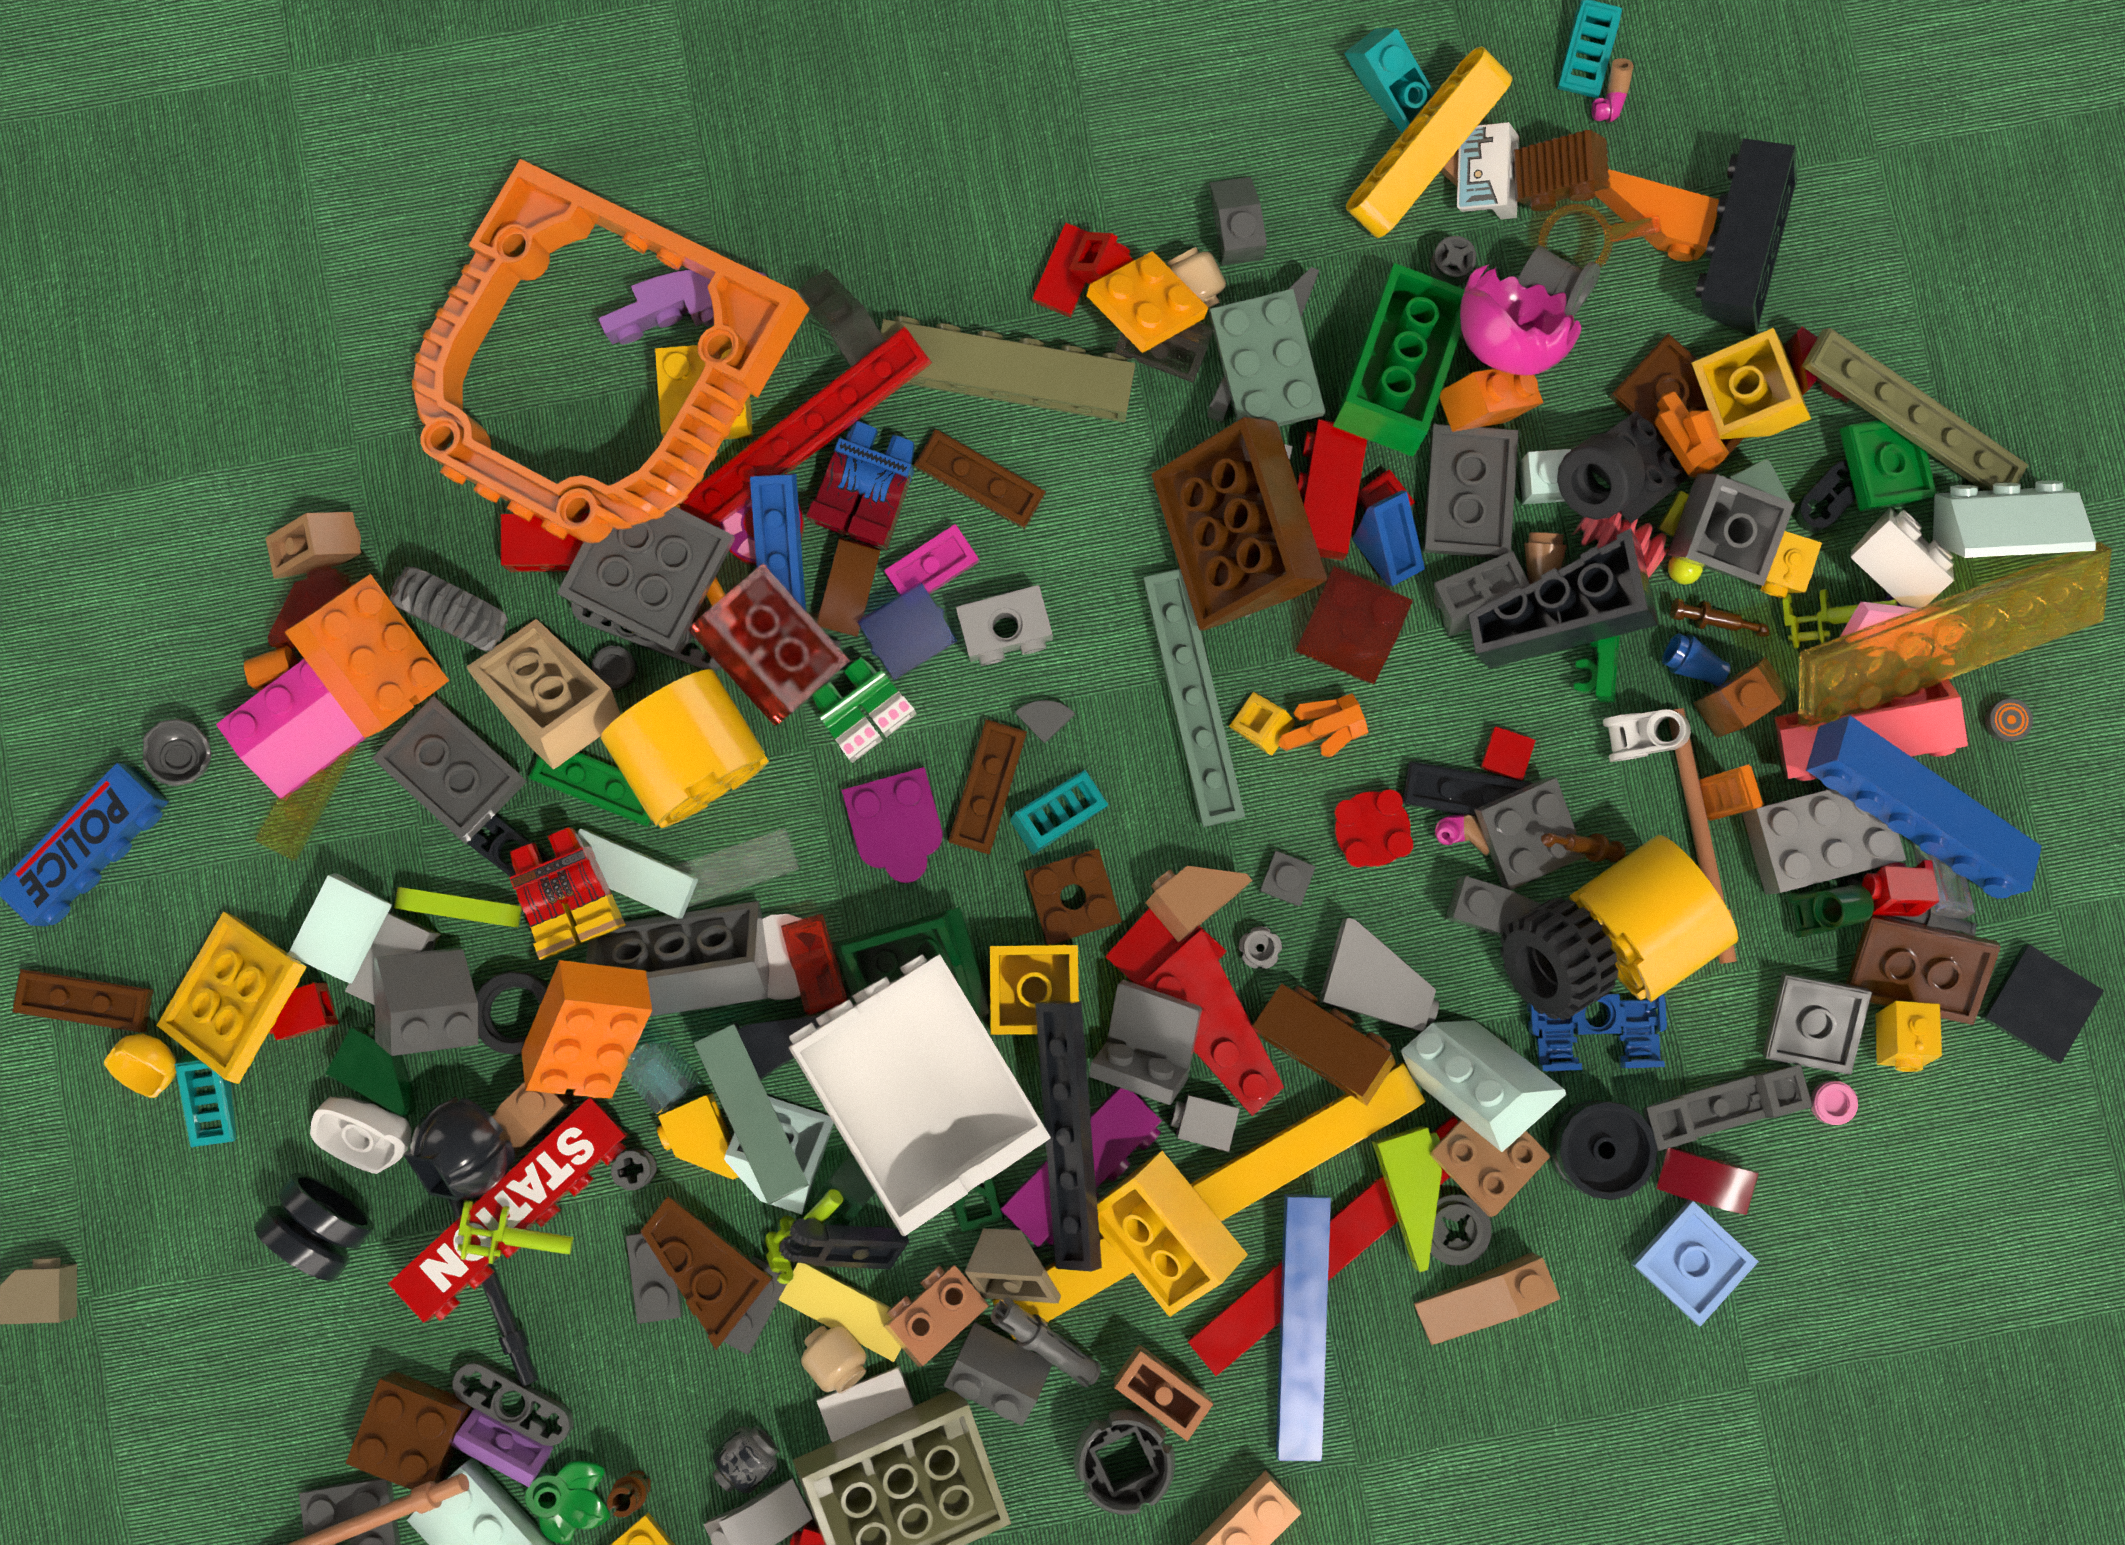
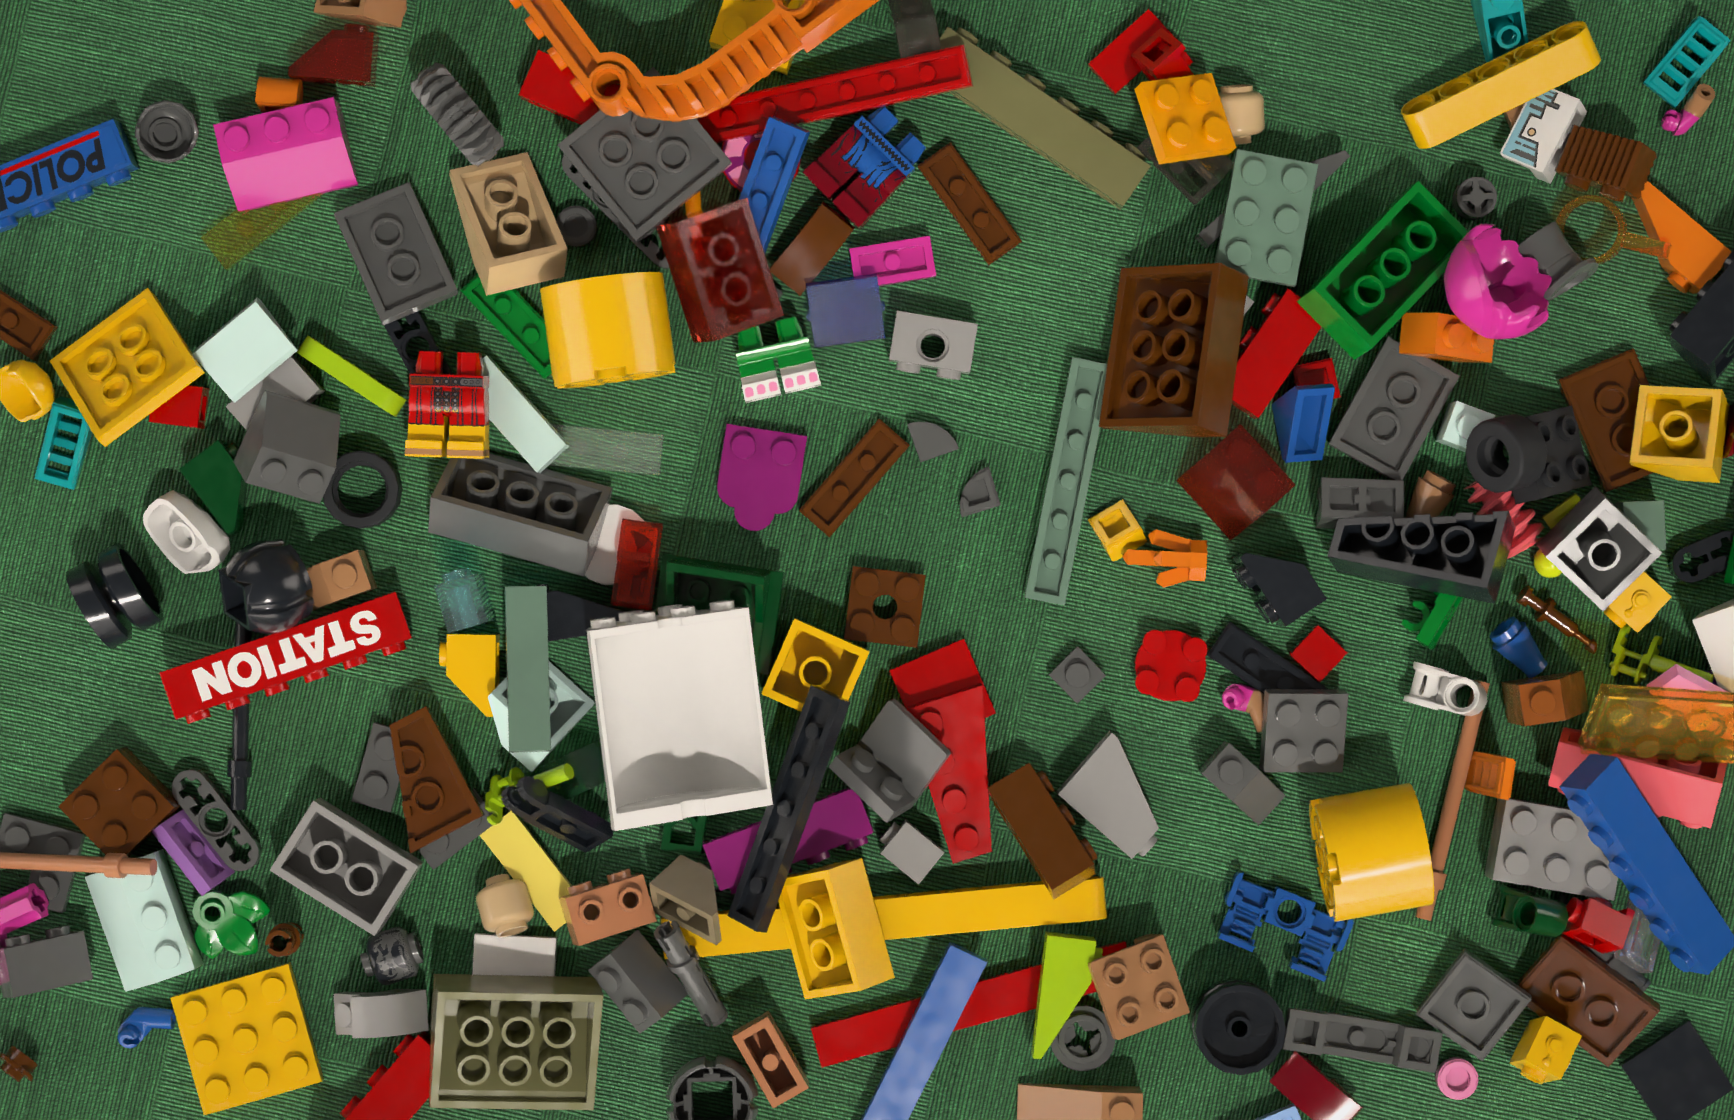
camera: 30 degrees right, 5 degrees up
(367, 656) = (369, 125): orange piece -> none
(510, 1237) = (279, 680): lime piece -> none
(586, 1029) = (419, 534): orange piece -> none
(629, 1181) = (415, 661): dark grey bush -> none
(659, 1391) = (346, 866): none -> light grey brick
(1029, 833) = (871, 530): teal slope -> none
(1114, 748) = (979, 494): none -> dark grey tile
(1193, 896) = (987, 653): medium nougat slope -> none
(1238, 221) = (1301, 74): dark grey slope -> none
(1271, 943) = (1031, 733): light grey plate -> none
(1443, 703) = (1282, 586): none -> black slope
(1480, 1080) = (1160, 920): light aqua slope -> none
(1559, 958) = (1275, 849): black tyre -> none
(1595, 847) = (1353, 768): reddish brown piece -> none
(1690, 435) = (1604, 450): orange rock -> none

